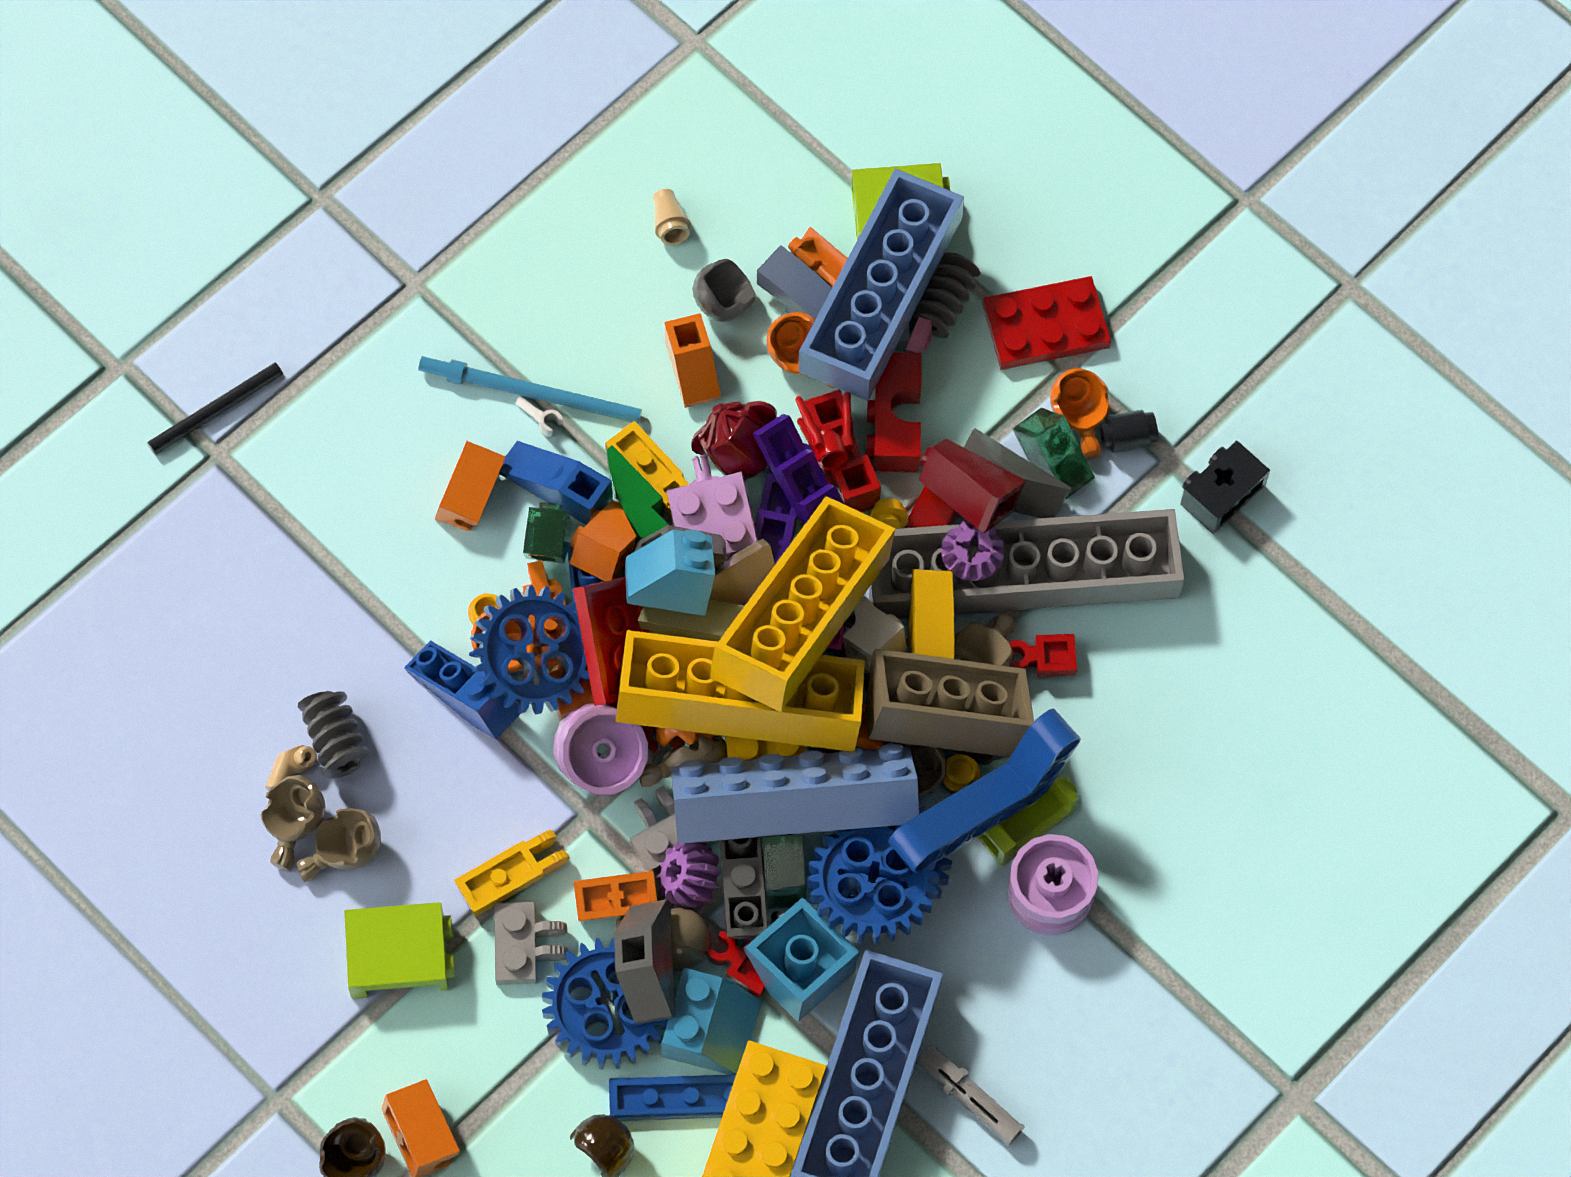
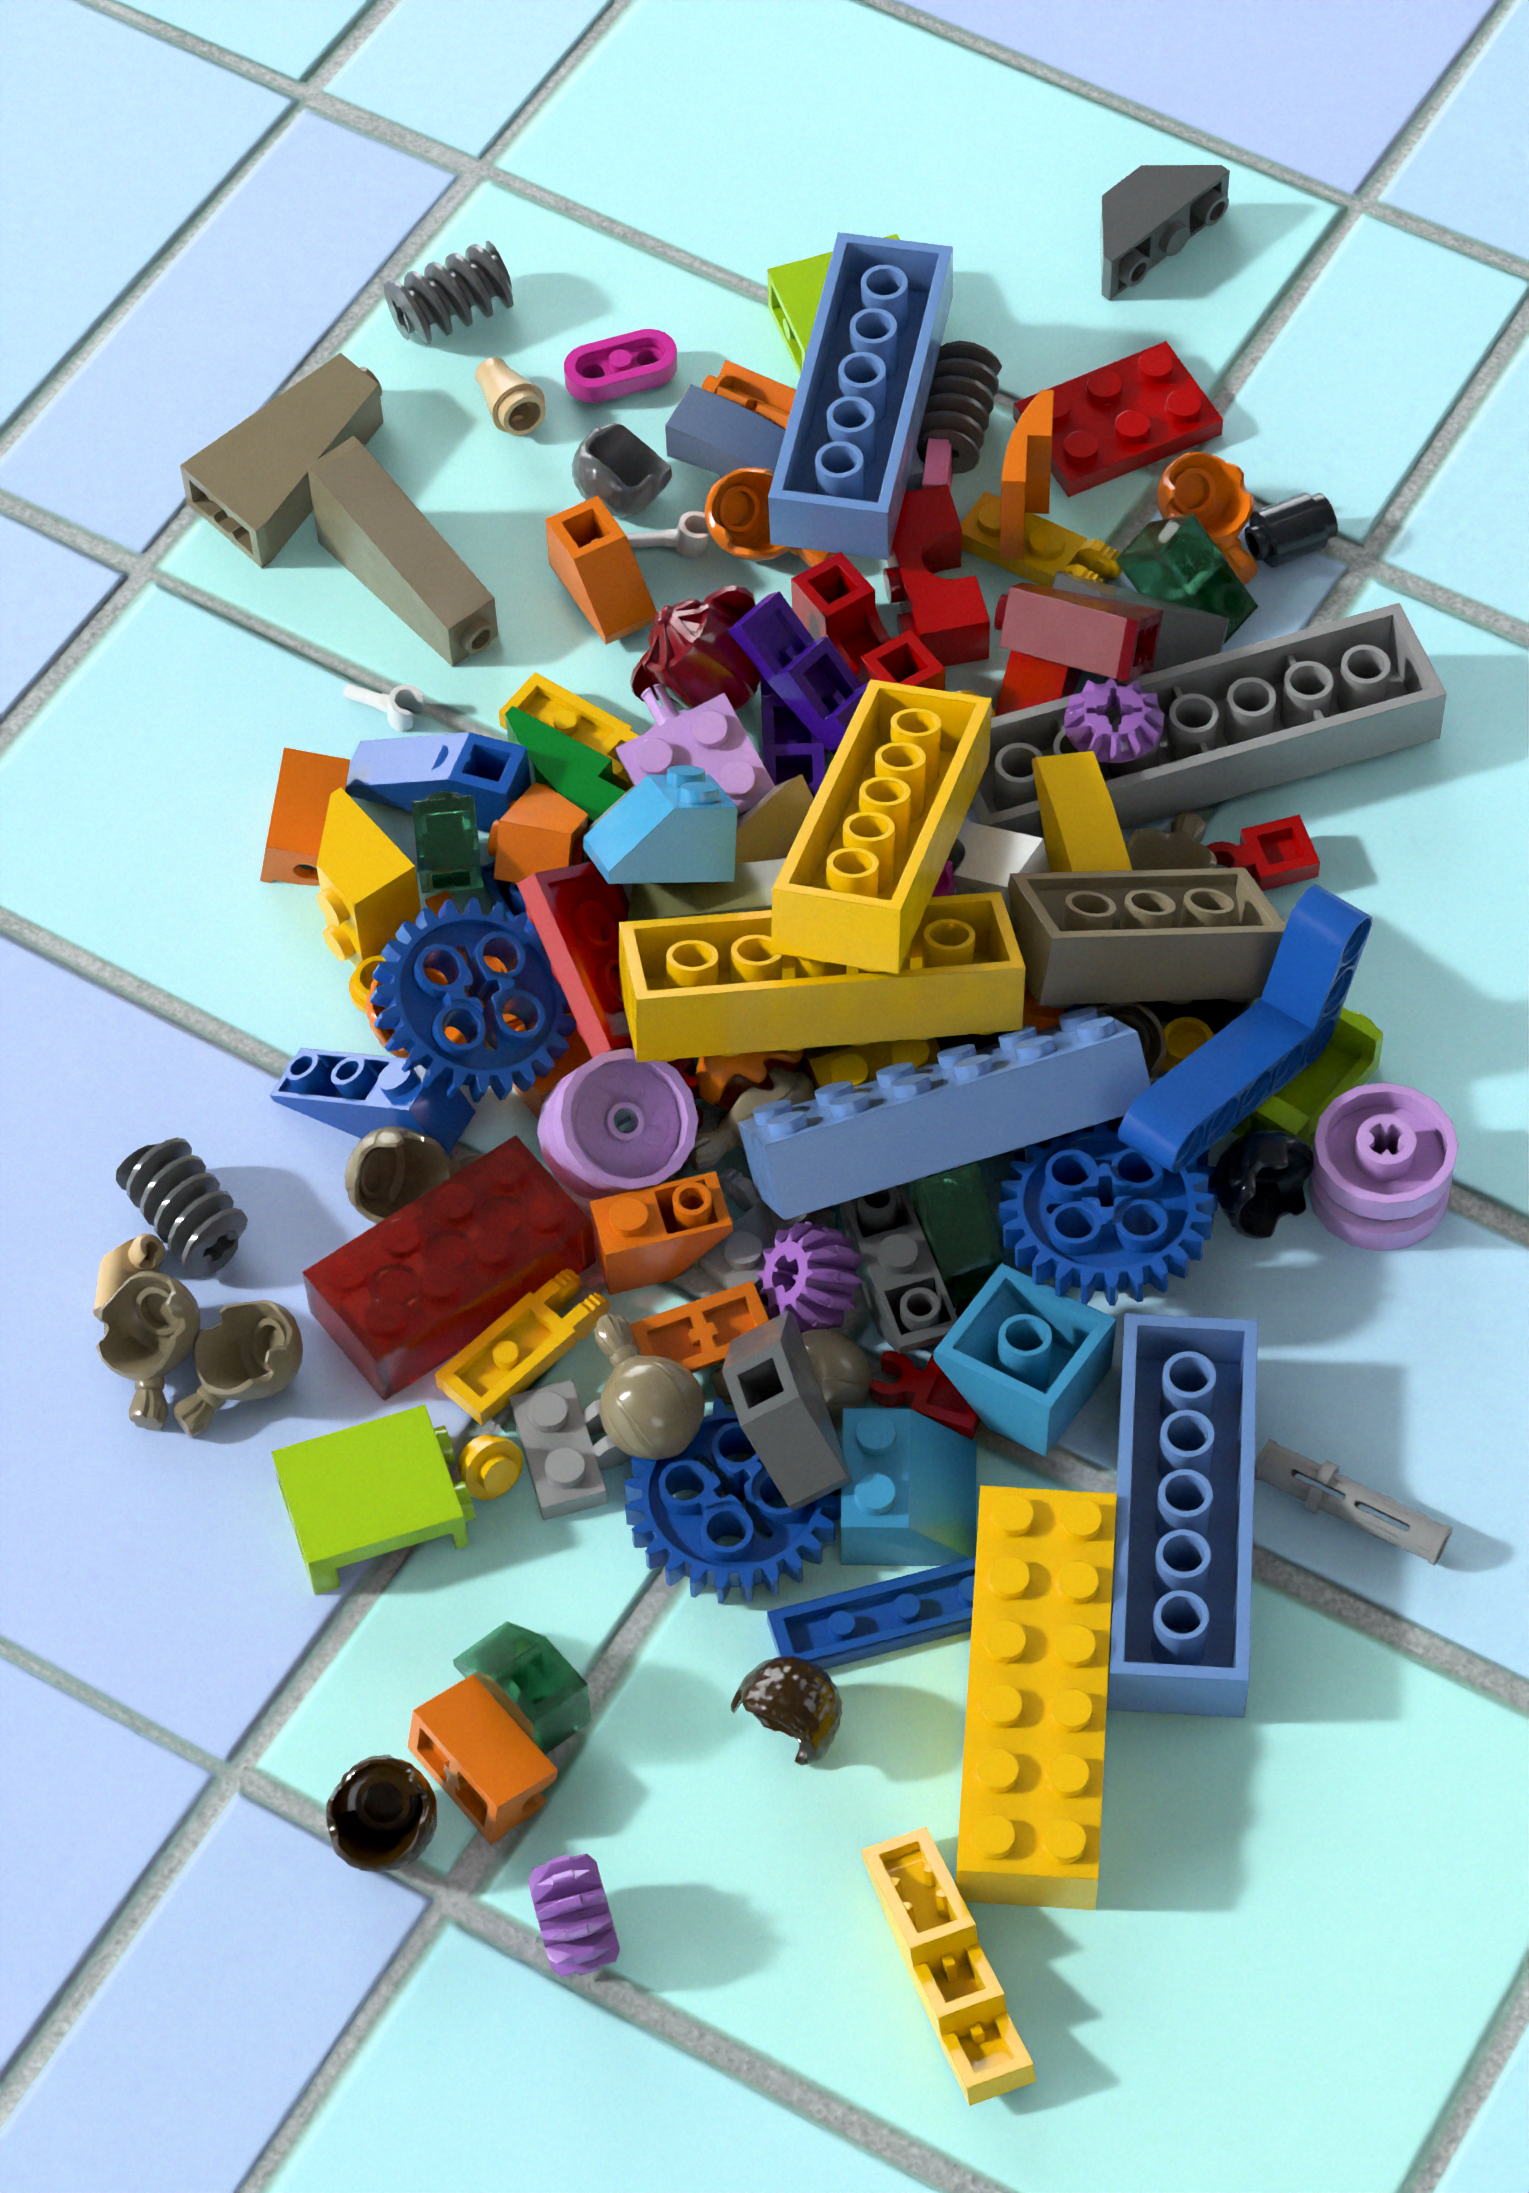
camera: 10 degrees left, 10 degrees down
(456, 1091) = (530, 1683): none -> clear green slope
(458, 372) = (243, 669): dark azure bar -> none
(469, 747) = (396, 1168): none -> dark tan hair
(471, 946) = (490, 1466): none -> yellow plate
(480, 812) = (447, 1266): none -> clear red brick
(489, 550) = (363, 883): none -> yellow slope
(520, 229) = (256, 474): none -> dark tan slope
(571, 319) = (398, 553): none -> dark tan slope
(572, 932) = (649, 1401): none -> dark tan hair
(608, 819) = (658, 1230): none -> orange slope
(651, 135) = (449, 292): none -> dark grey piece
(745, 210) = (620, 365): none -> dark pink plate
(746, 341) = (689, 537): none -> white hand
(827, 445) = (848, 624): red plant -> none
(966, 400) = (1046, 546): none -> yellow hinge
(968, 363) = (1026, 473): none -> orange slope
(977, 875) = (1262, 1180): none -> black hair
(1108, 185) = (1154, 217): none -> dark grey slope
(1224, 486) = (1457, 570): black brick -> none

